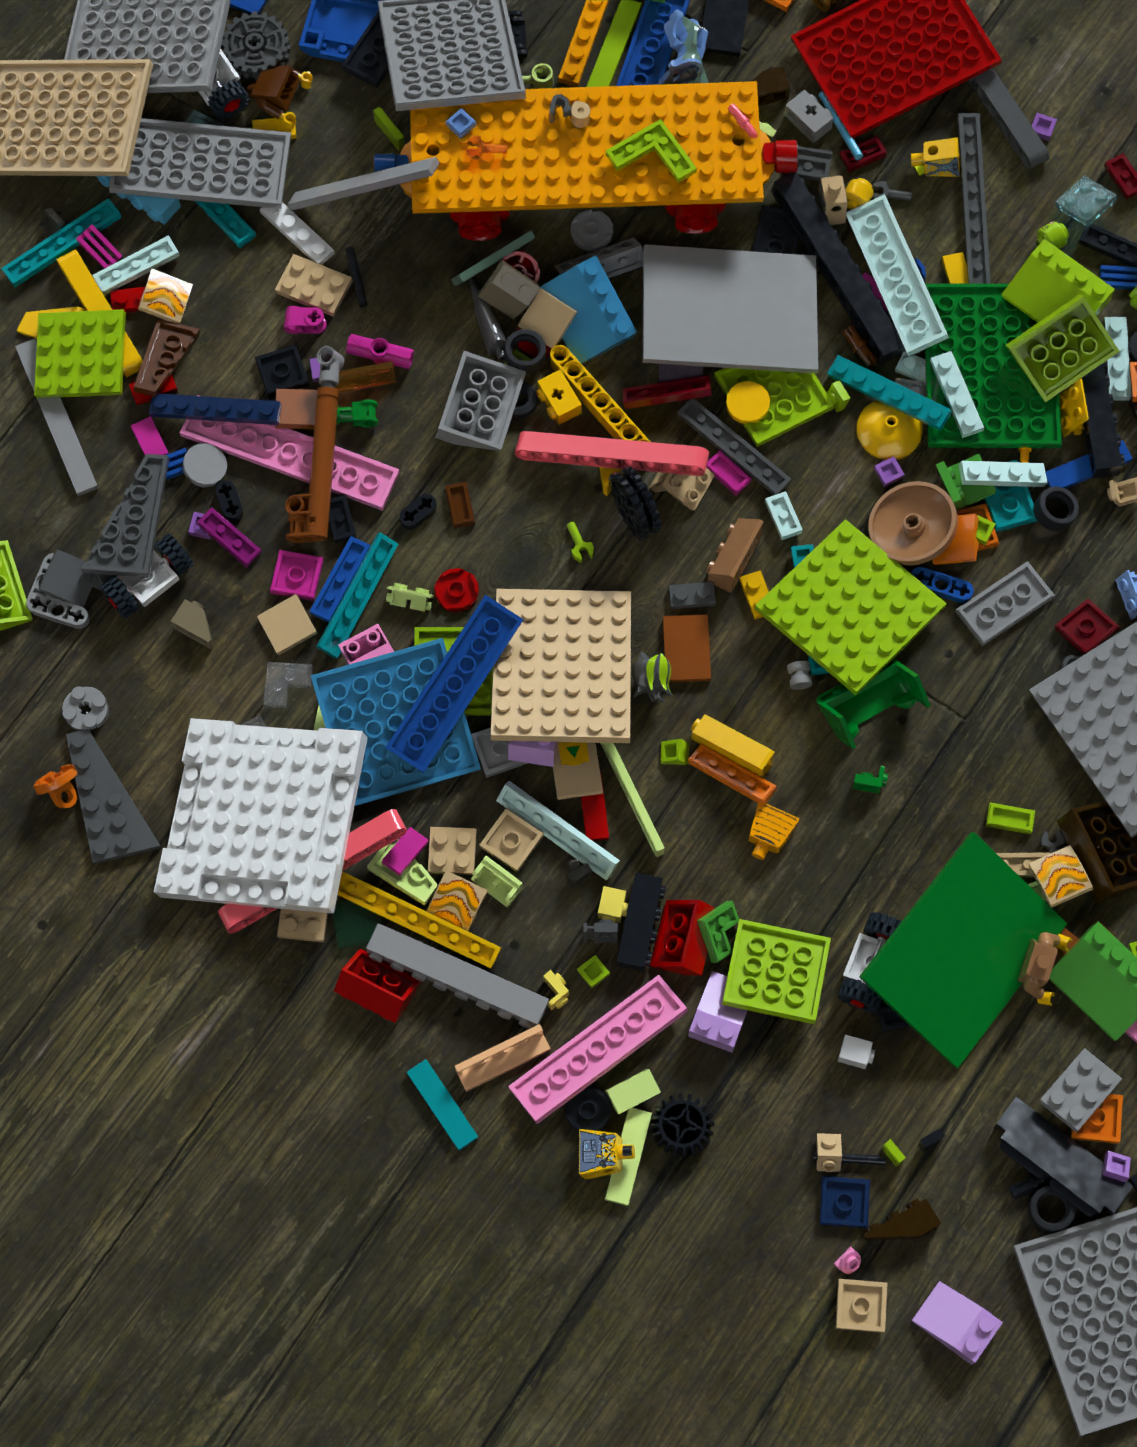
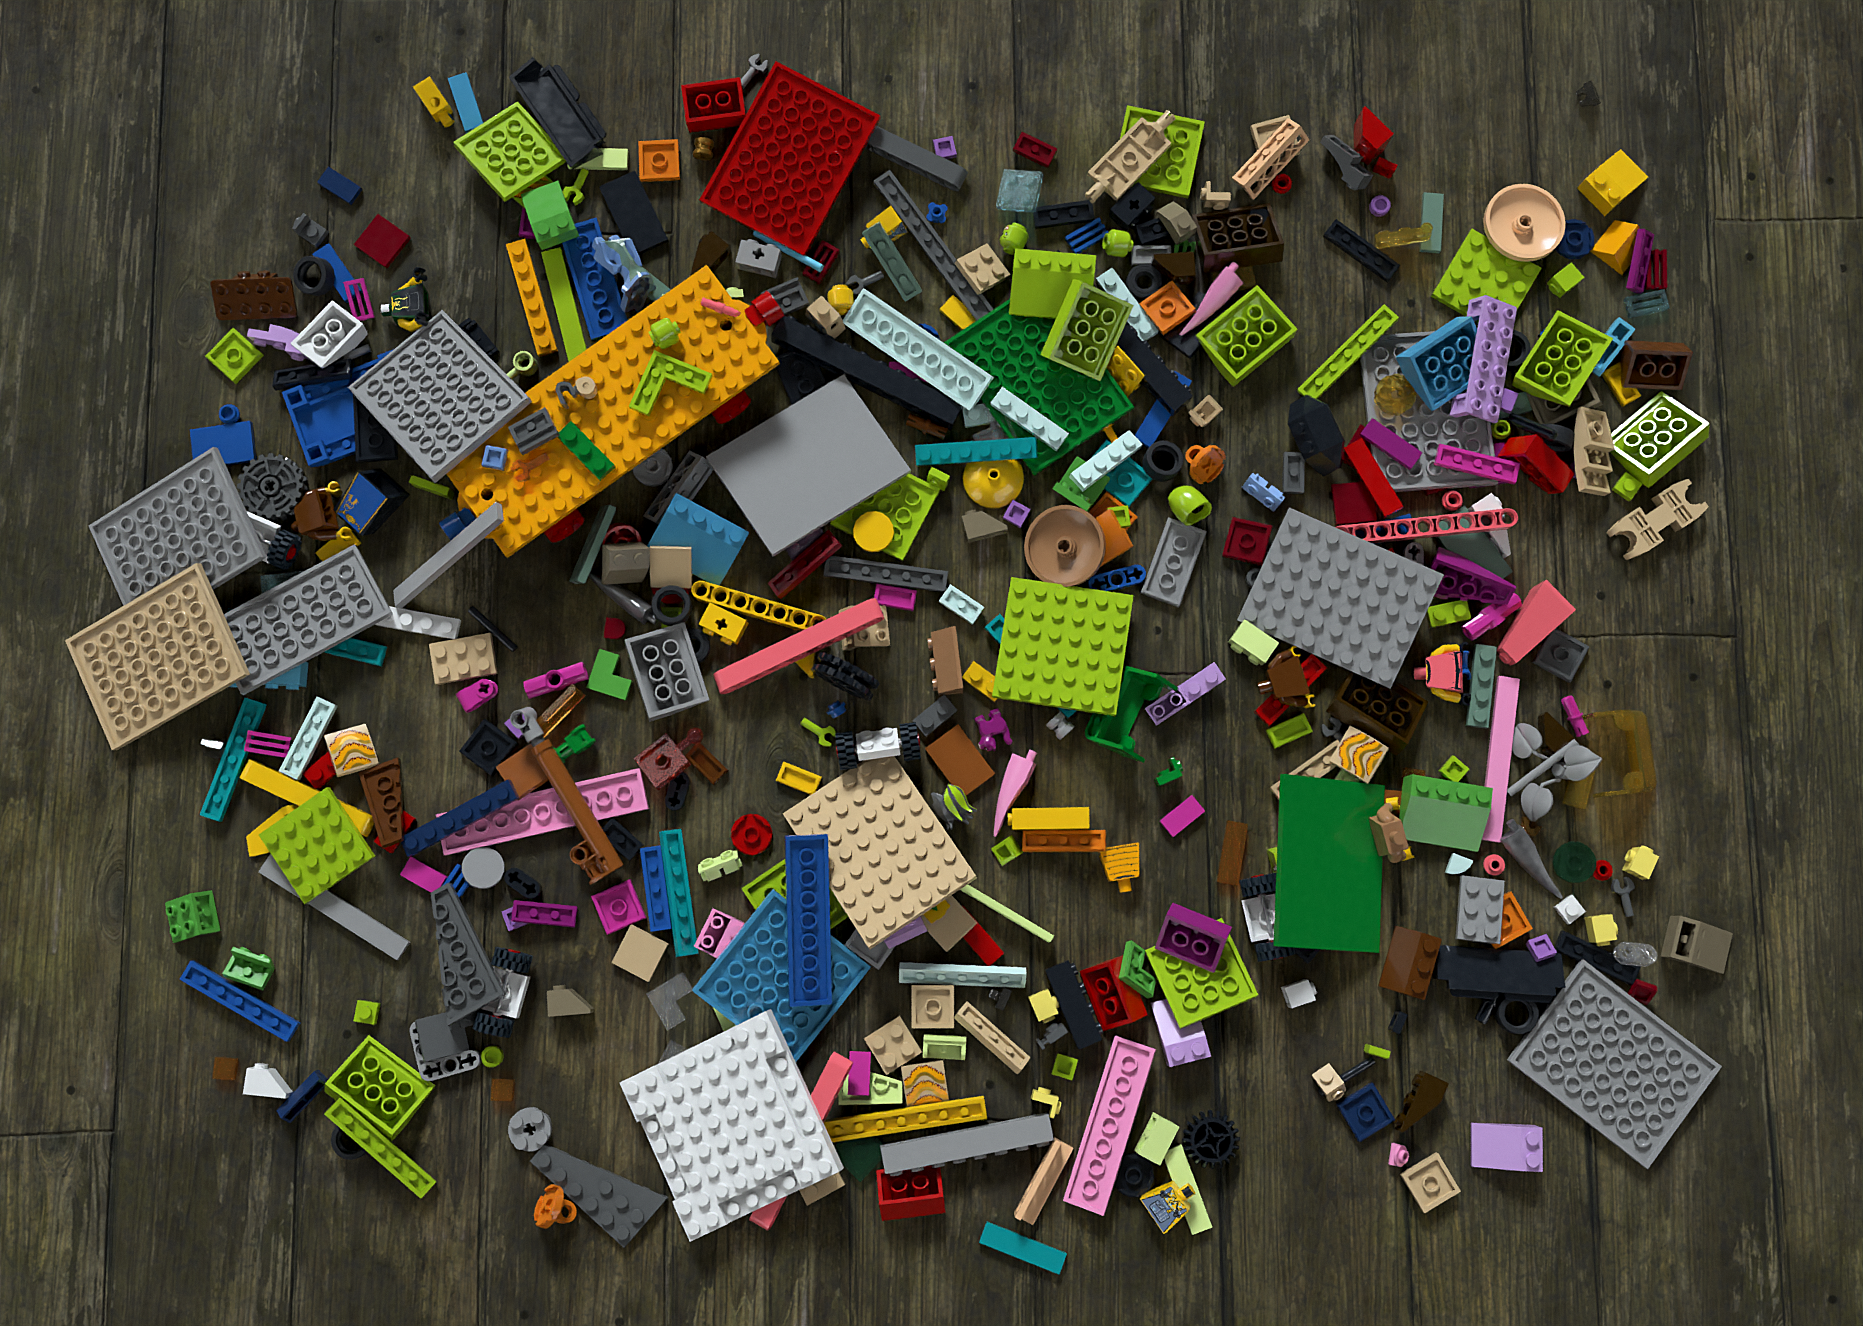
camera: 35 degrees left, 10 degrees up
(20, 520) = (366, 1012): none -> lime plate
(86, 660) = (502, 1089): none -> clear orange tile
(98, 627) = (492, 1056): none -> lime tile
(329, 106) = (370, 501): none -> slope
(422, 376) = (603, 678): none -> bright green tile
(435, 469) = (675, 762): none -> clear red plate
(460, 342) = (614, 629): none -> dark red tile
(509, 121) = (533, 431): none -> dark grey plate
(531, 569) = (798, 778): none -> yellow tile
(542, 165) = (585, 450): none -> green plate
(545, 902) = (992, 1037): none -> tan plate
(607, 531) = (836, 709): none -> blue plate
(652, 593) = (877, 745): none -> plate
(679, 111) = (664, 333): none -> lime head
(723, 698) = (1015, 779): none -> bright pink piece
(735, 637) = (990, 728): none -> magenta animal
(791, 933) = (1193, 937): none -> magenta slope
(849, 461) = (981, 526): none -> dark tan slope
(857, 827) = (1182, 816): none -> dark pink tile
(881, 889) = (1232, 853): none -> clear orange tile
(926, 187) = (892, 261): none -> sand green plate
(934, 722) = (1186, 693): none -> lavender slope
(980, 1095) = (1410, 962): none -> reddish brown slope
(994, 180) = (936, 218): none -> blue plate
(1004, 245) = (982, 269): none -> tan plate
(1029, 718) = (1253, 643): none -> yellowish green brick
(1036, 781) = (1272, 709): none -> red plate
(1037, 768) = (1287, 680): none -> reddish brown torso
(1050, 553) = (1184, 501): none -> lime piece
(1089, 1040) = (1457, 864): none -> light aqua tile
(1095, 534) = (1206, 464): none -> orange tile
(1118, 1068) = (1487, 864): none -> coral plate

